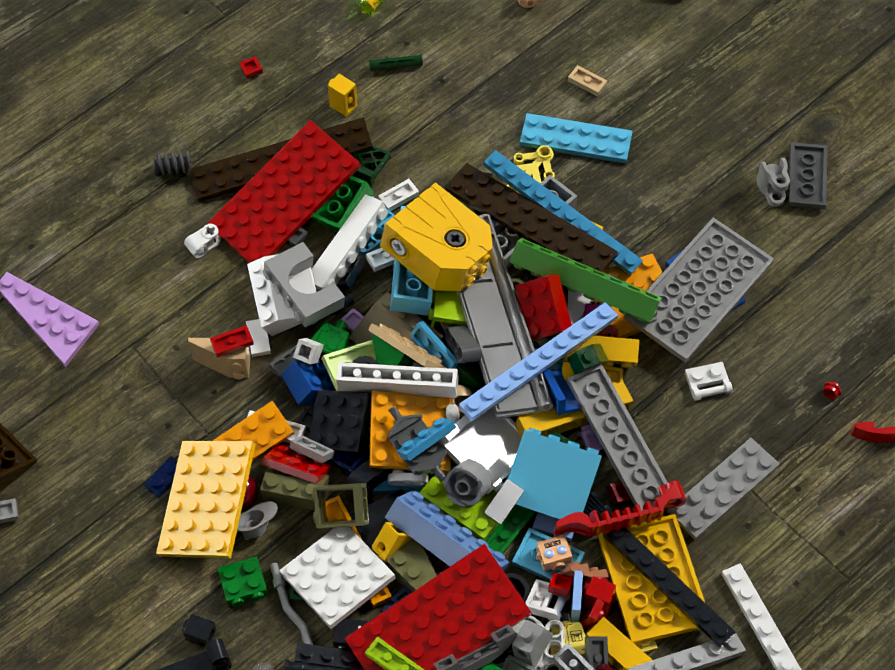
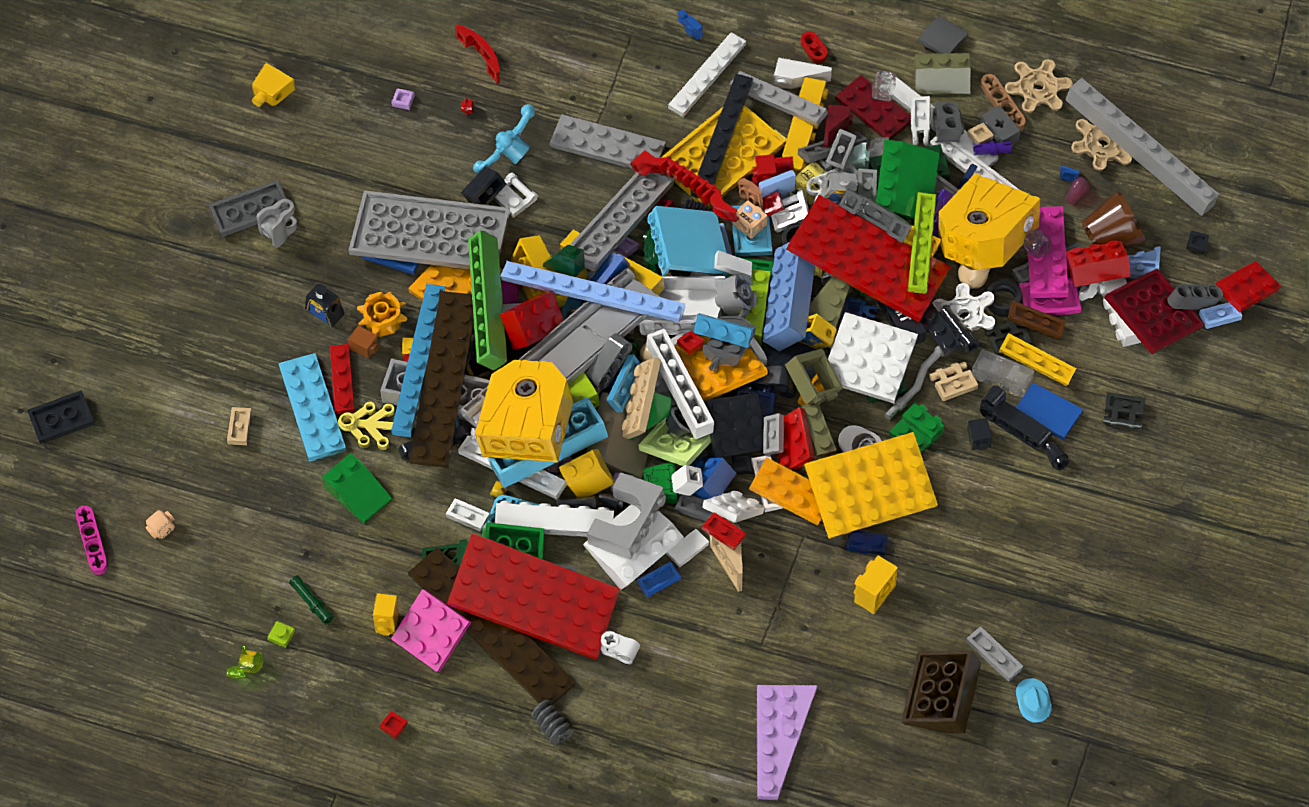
camera: 120 degrees left, 0 degrees up
(113, 449) = (875, 584): none -> yellow brick
(243, 300) = (659, 579): none -> blue plate
(260, 376) = (734, 506): none -> white plate
(264, 643) = (956, 385): none -> tan plate
(318, 112) = (431, 630): none -> plate
(373, 284) = (587, 474): none -> yellow slope
(381, 34) = (281, 634): none -> lime plate
(435, 411) = (690, 342): none -> red plate
(475, 131) = (356, 488): none -> green slope
(590, 169) = (342, 379): none -> red plate
(615, 196) = (363, 342): none -> dark orange brick
(633, 217) = (382, 314): none -> light orange brick
(669, 181) = (324, 305): none -> black torso
(723, 352) = (484, 187): none -> black brick
(761, 393) = (509, 142): none -> medium azure wheel
(829, 634) = (692, 26): none -> blue plate
(871, 344) = (403, 99): none -> lavender tile

